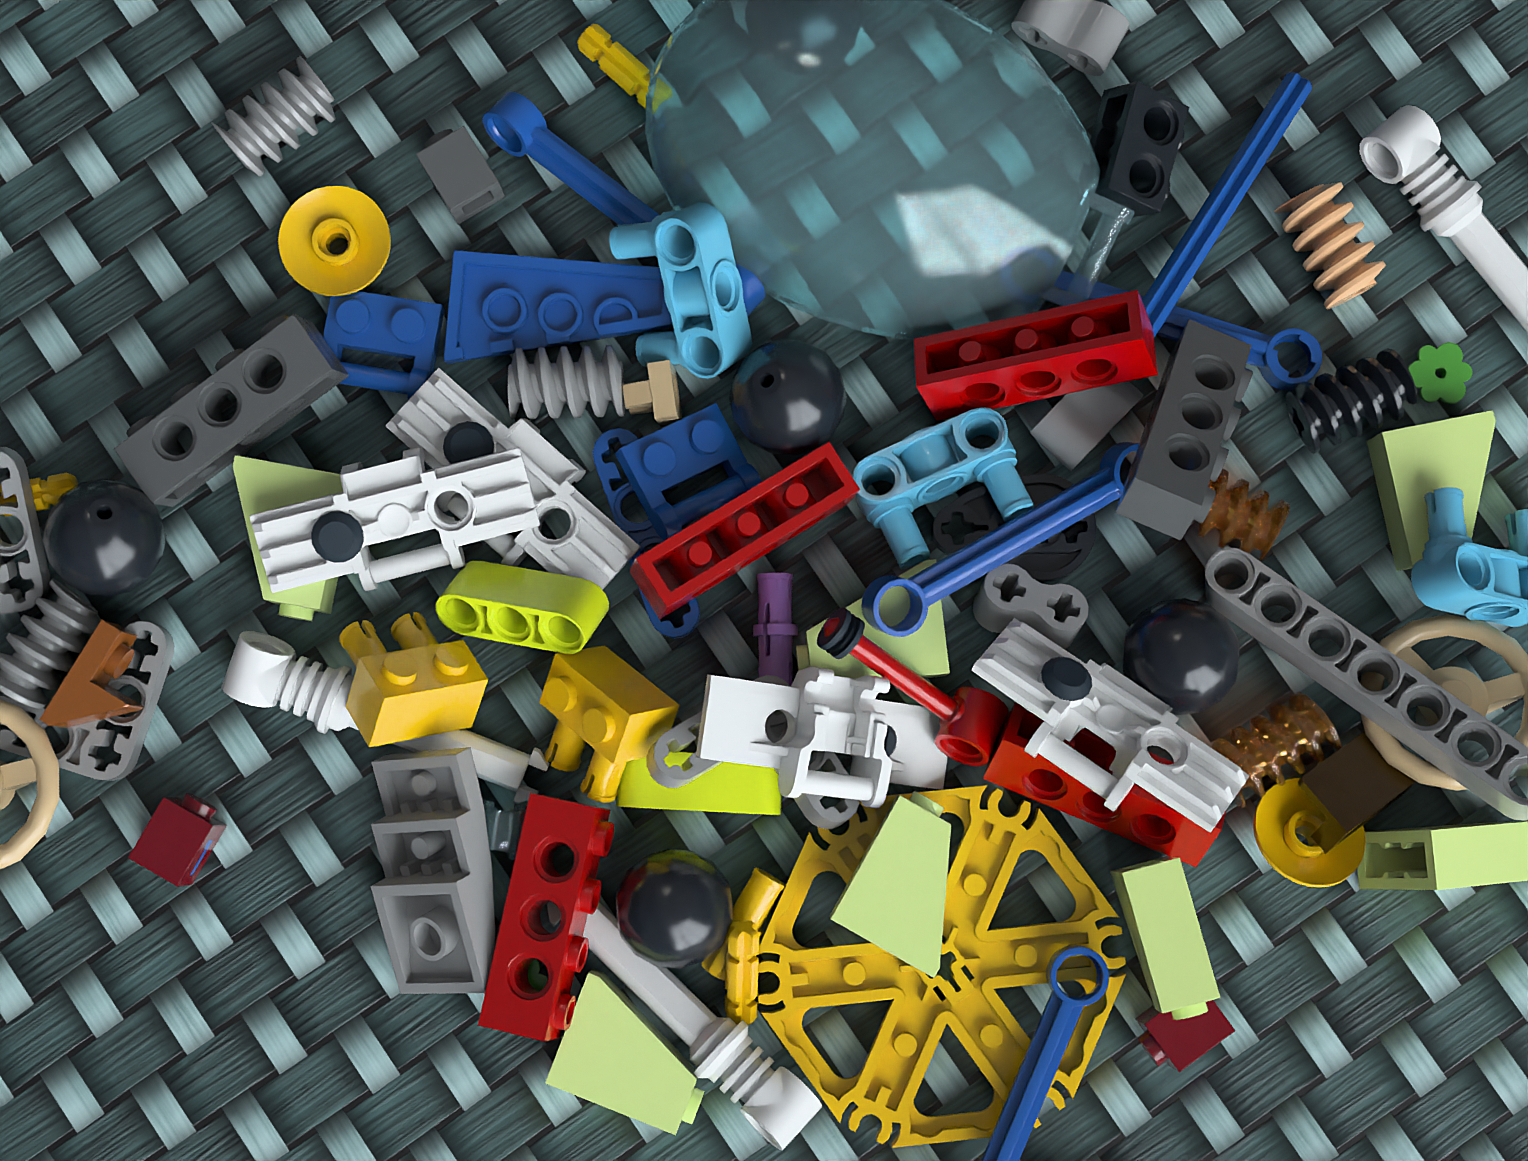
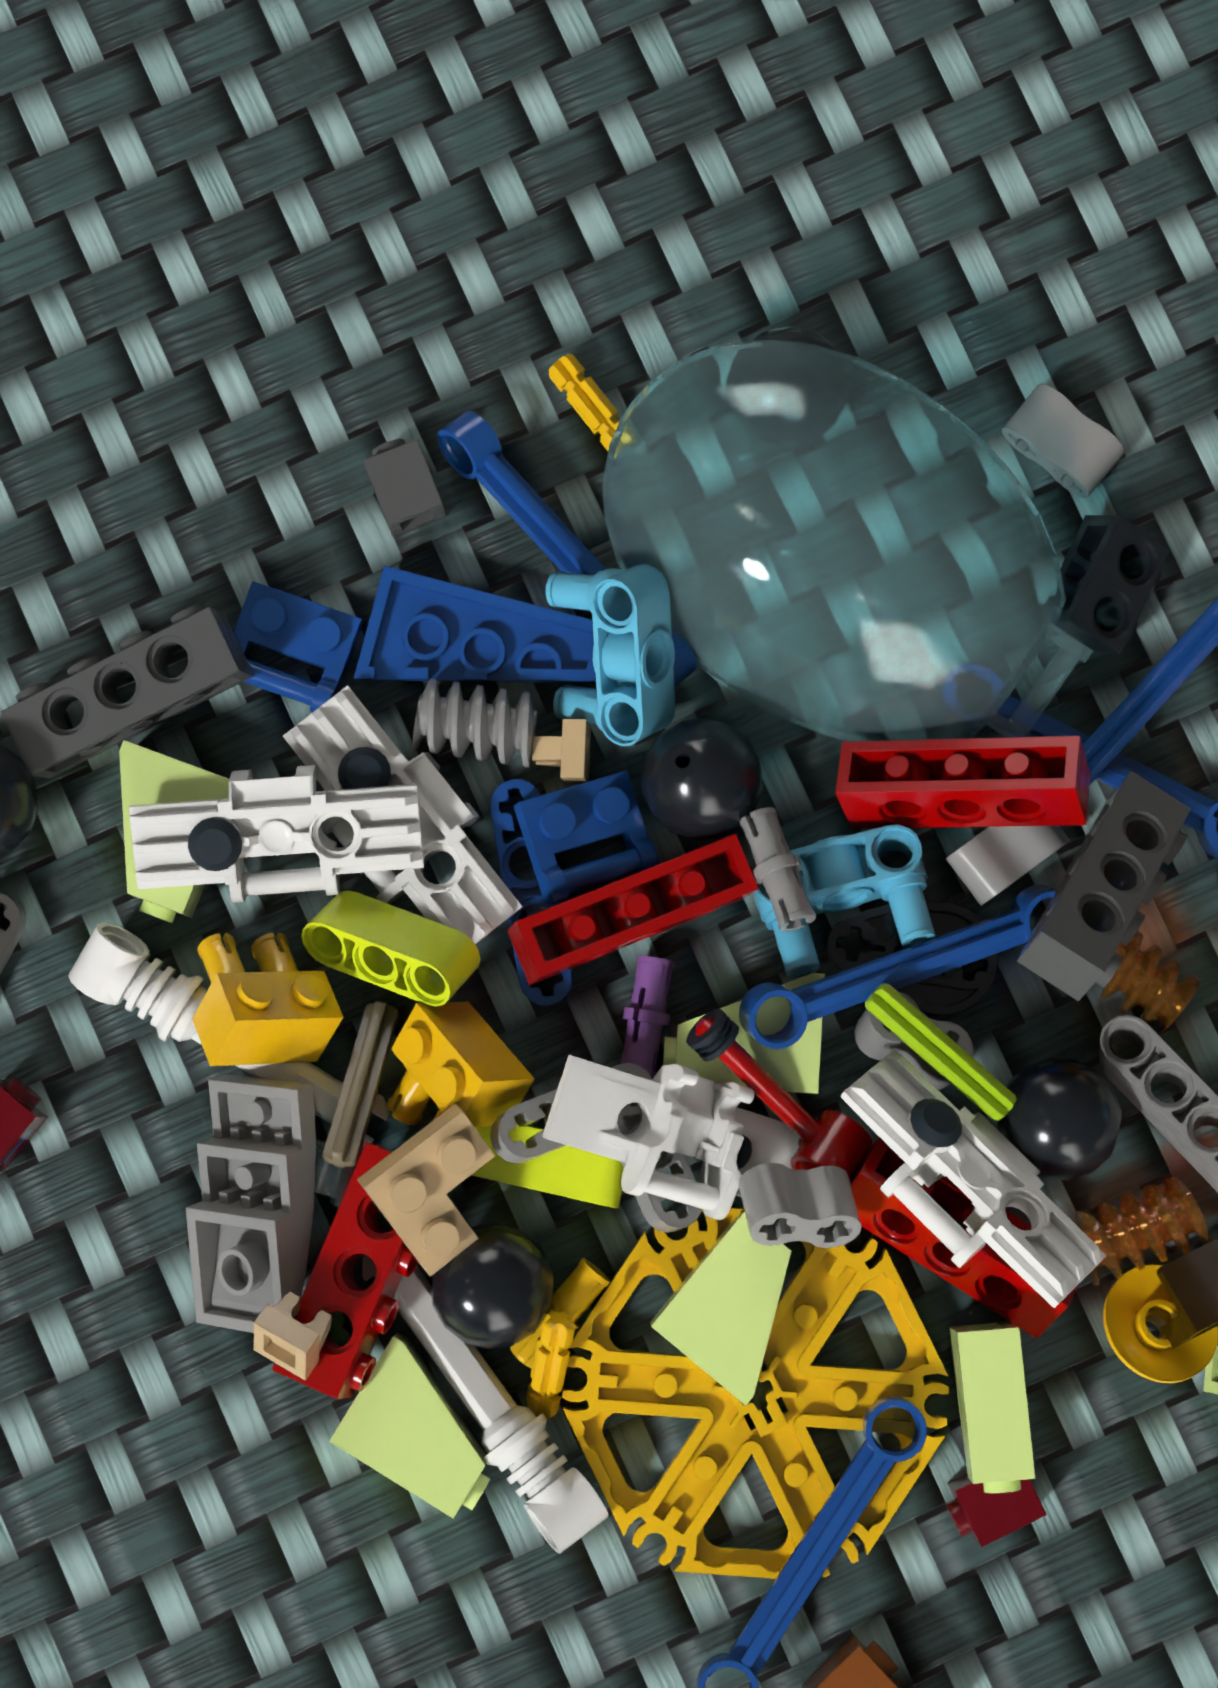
camera: 10 degrees right, 0 degrees up
(277, 117) = (226, 396): light grey piece -> none
(319, 220) = (257, 506): yellow dish -> none
(489, 994) = (287, 1340): none -> tan tile
(516, 741) = (361, 1085): none -> dark tan axle
(583, 823) = (414, 1185): none -> tan plate
(874, 468) = (777, 869): none -> light grey pin
(951, 780) = (799, 1205): none -> light grey axle
(1058, 611) = (940, 1051): none -> lime axle

